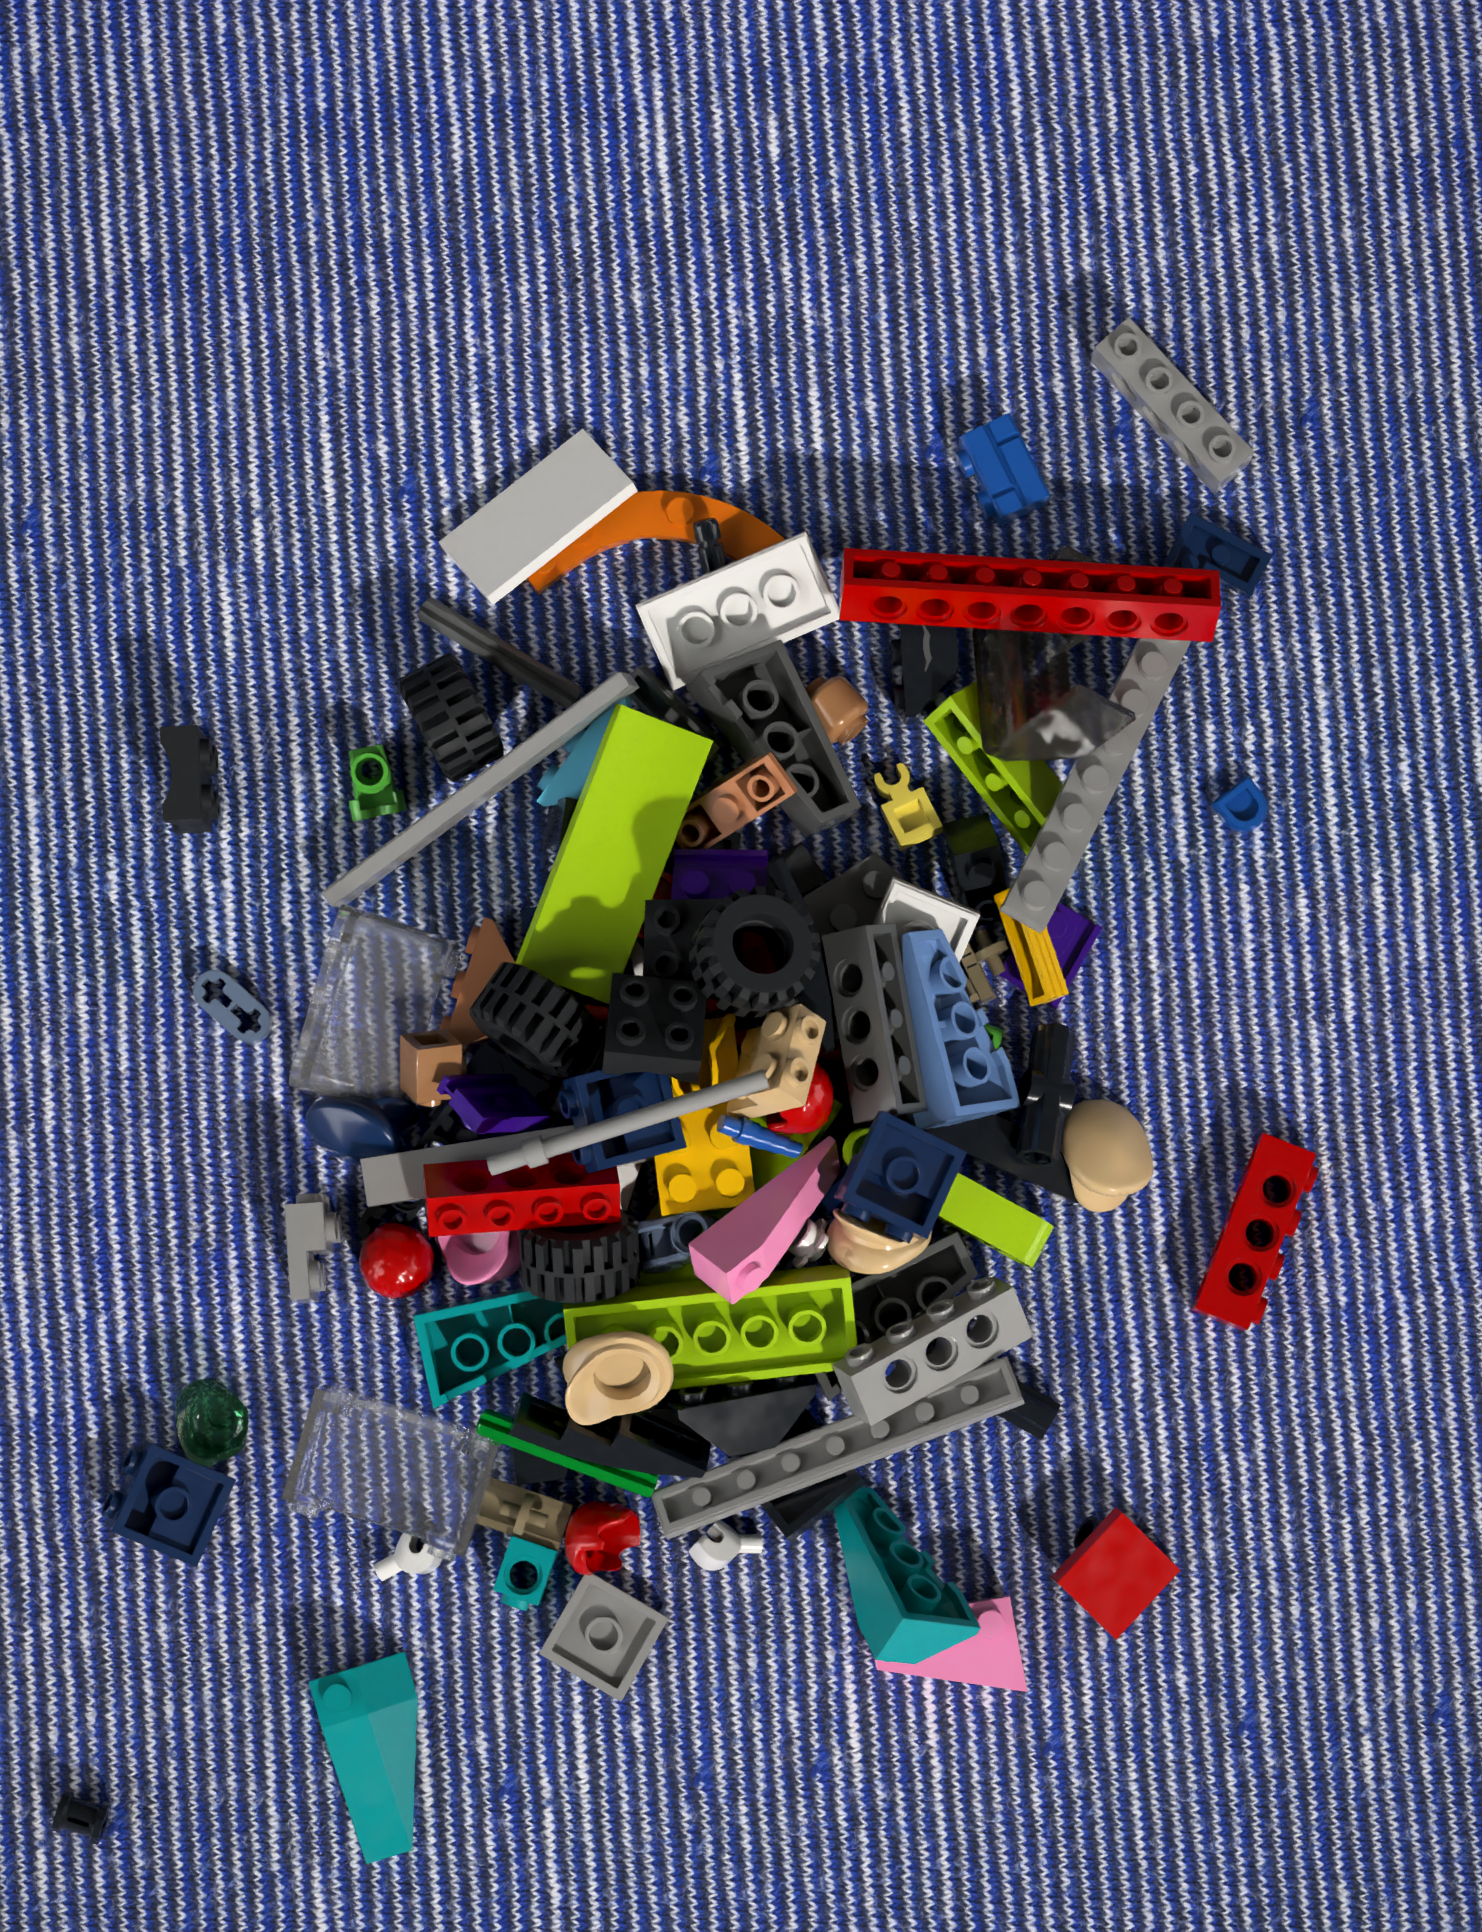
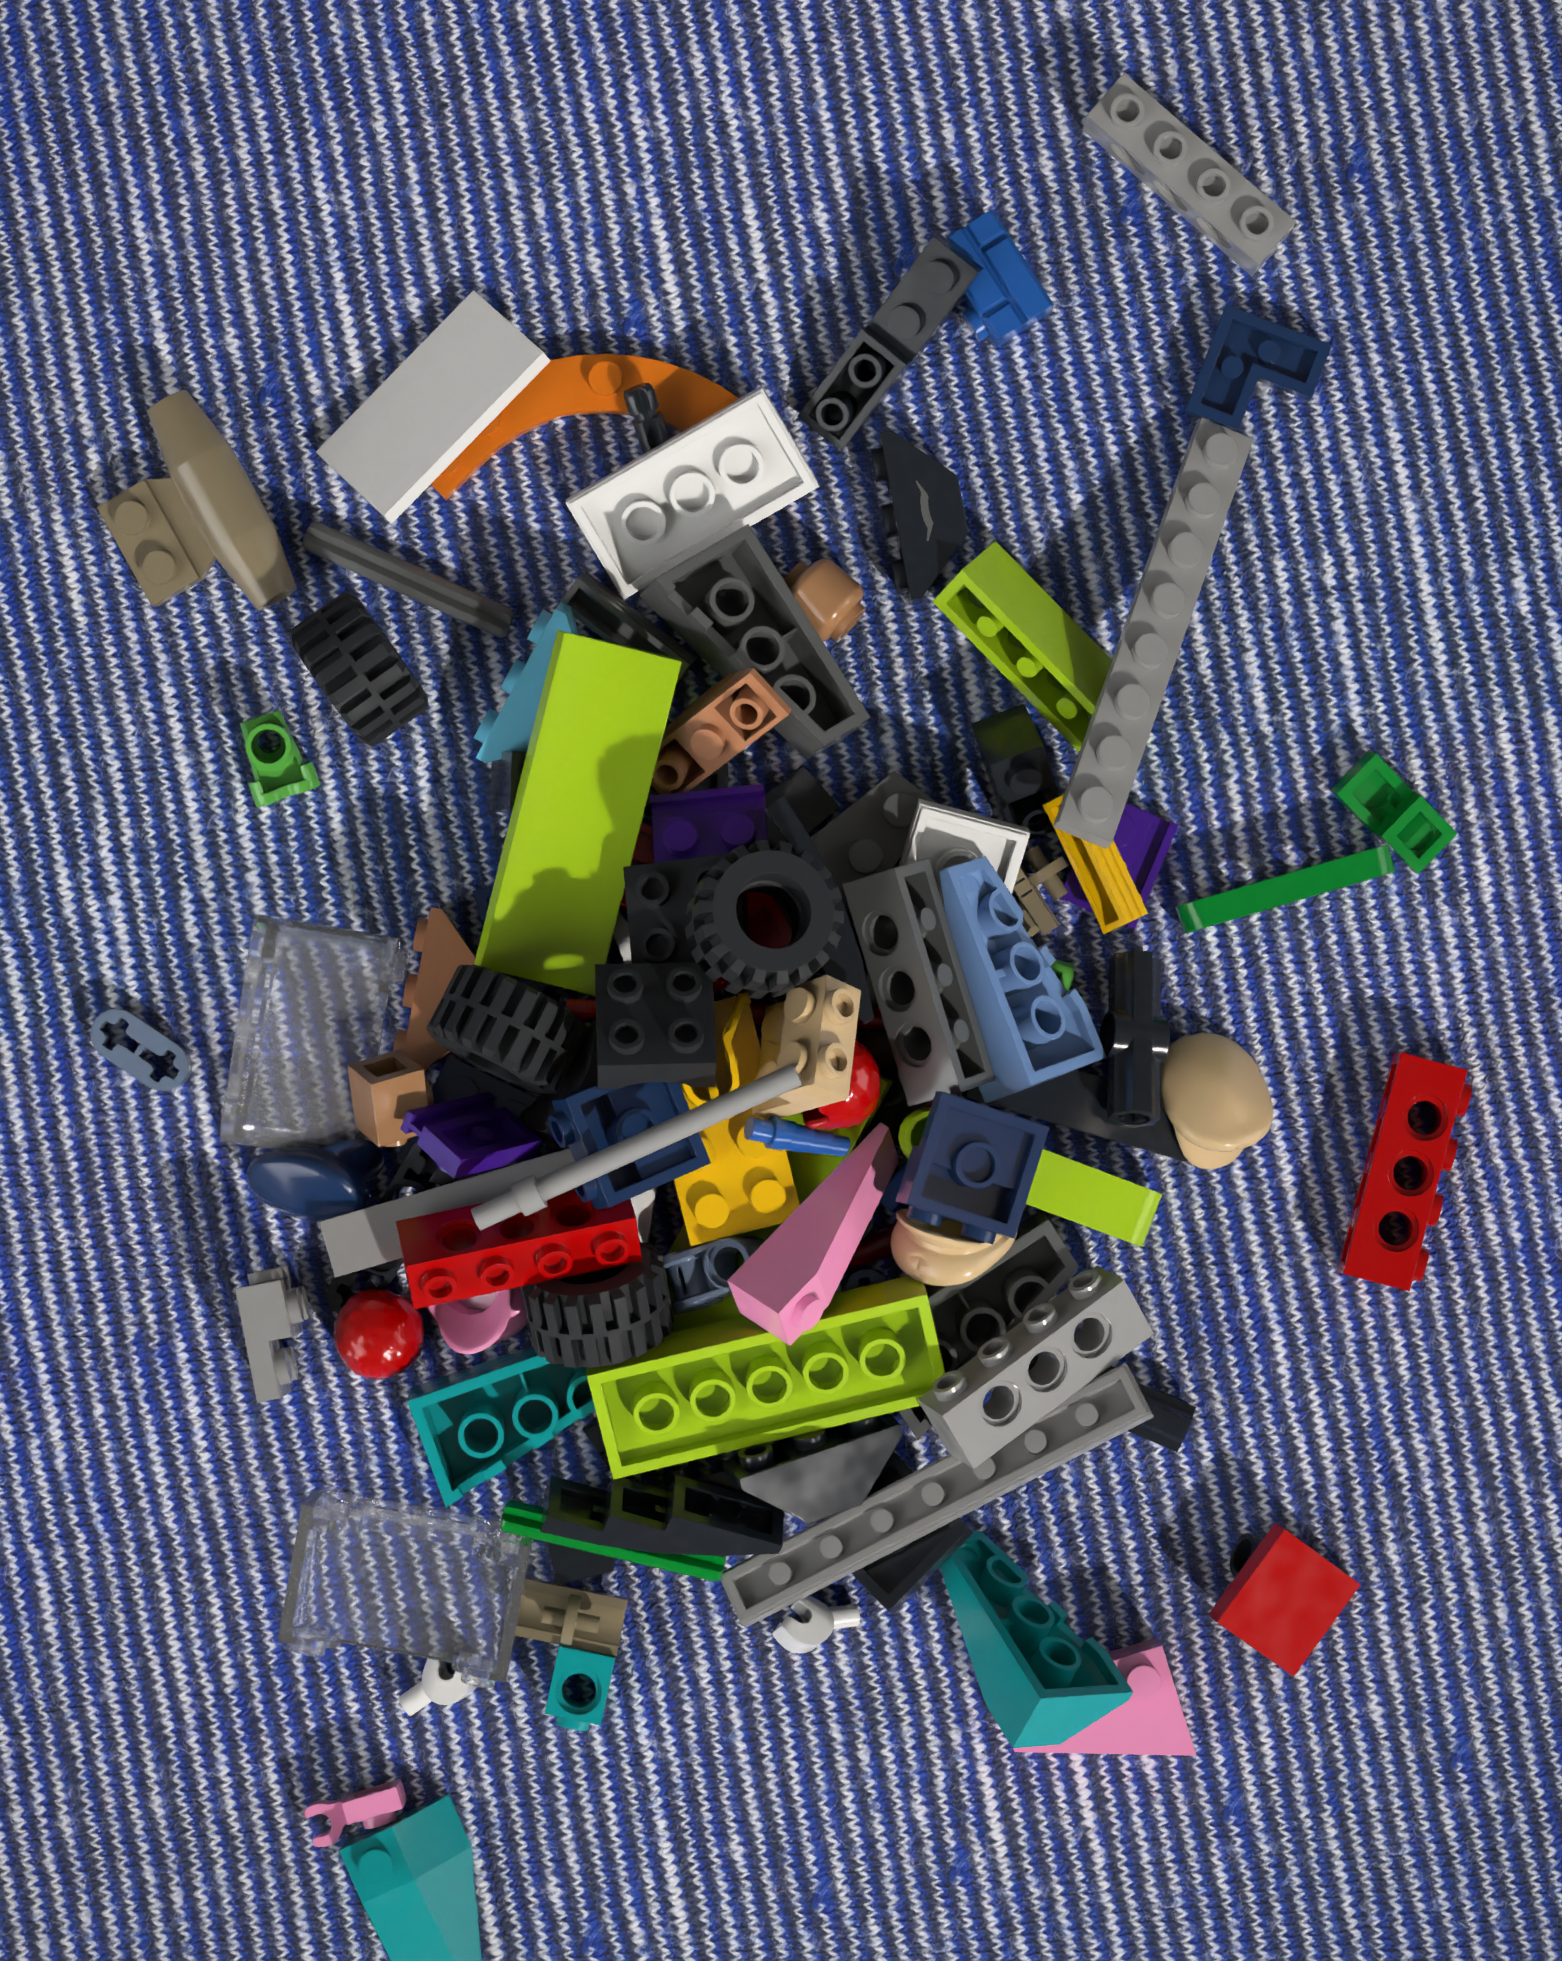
camera: 10 degrees left, 5 degrees up
(167, 1502) = (141, 1654): dark blue plate -> none
(191, 798) = (56, 806): black brick -> none
(210, 1421) = (180, 1554): clear green hair -> none
(337, 581) = (200, 514): none -> dark tan plate
(340, 1653) = (371, 1806): none -> bright pink plate
(480, 789) = (406, 752): light grey tile -> none
(599, 1535) = (662, 1631): red hair -> none
(604, 1636) = (684, 1747): light grey plate -> none
(615, 1375) = (659, 1448): tan piece -> none
(809, 1243) = (872, 1254): white plate -> none
(907, 813) = (928, 715): light yellow plate -> none
(926, 497) = (890, 342): none -> black slope
(1028, 696) = (1047, 522): clear smoke windscreen -> none
(1029, 595) = (1043, 434): red brick -> none
(1184, 990) = (1285, 889): none -> green beam
(1241, 806) = (1329, 656): blue tile -> none
(1280, 939) = (1393, 812): none -> green slope

